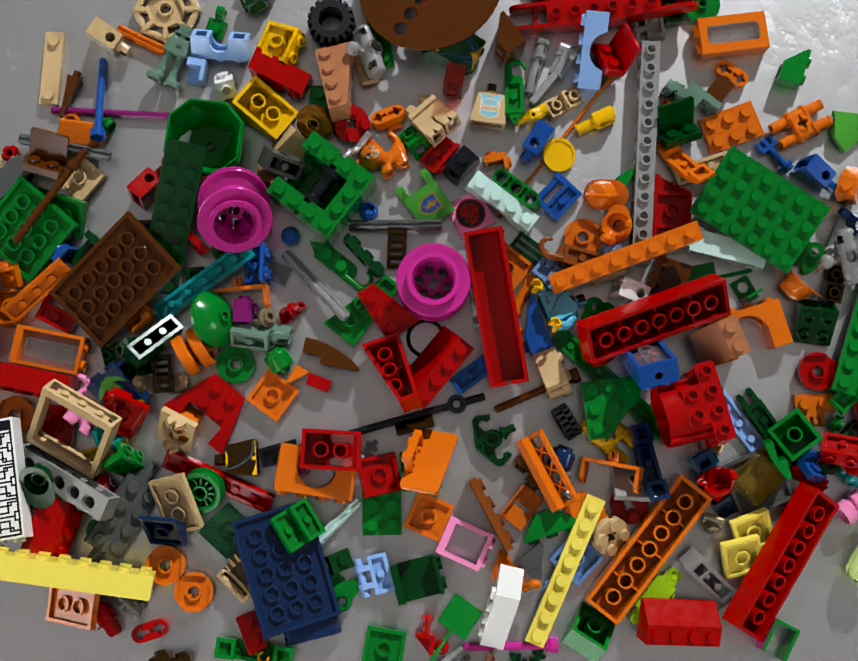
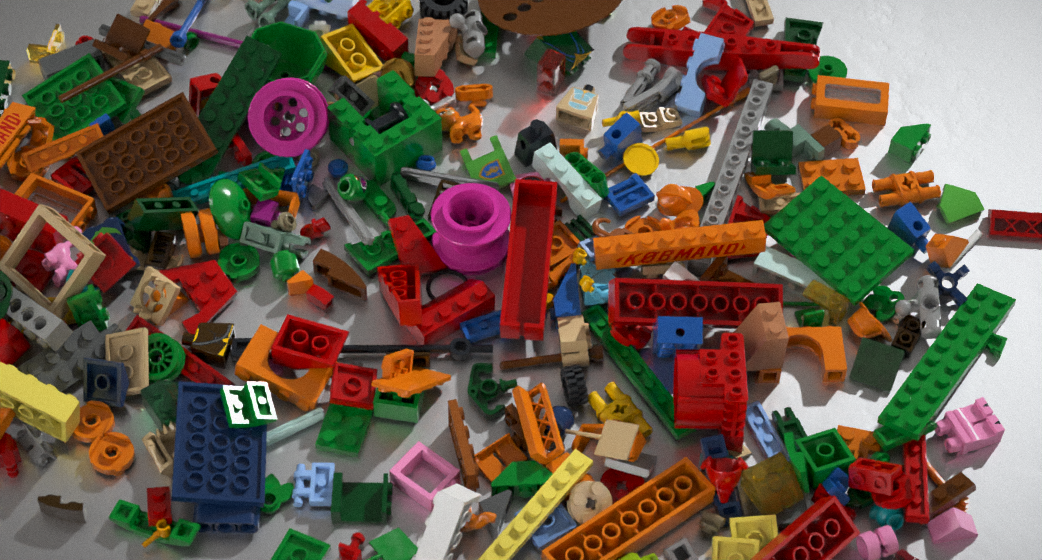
camera: 15 degrees right, 30 degrees down
(152, 634) = (49, 480): red beam -> none
(231, 282) = (262, 182): none -> green slope
(273, 395) = (267, 297): orange plate -> none
(313, 263) = (352, 187): none -> green head
(339, 561) = (280, 462): dark green bracket -> none
(412, 139) = (492, 113): green bracket -> none
(429, 516) = (392, 441): orange plate -> none
(432, 118) = (519, 98): tan hips -> none
(437, 158) = (508, 134): red bracket -> none
(509, 40) = (616, 53): reddish brown slope -> none
(514, 92) = (610, 97): green plate -> none
(607, 404) = (625, 379): green plate -> none
(620, 478) = (614, 440): none -> tan piece
(645, 457) = (652, 428): dark blue slope -> none
(653, 31) = (769, 75): none -> dark tan plate
(760, 272) = (828, 299): none -> clear yellow bracket
(768, 148) = (869, 201): blue hinge -> none
(806, 367) = (859, 402): red plate -> none

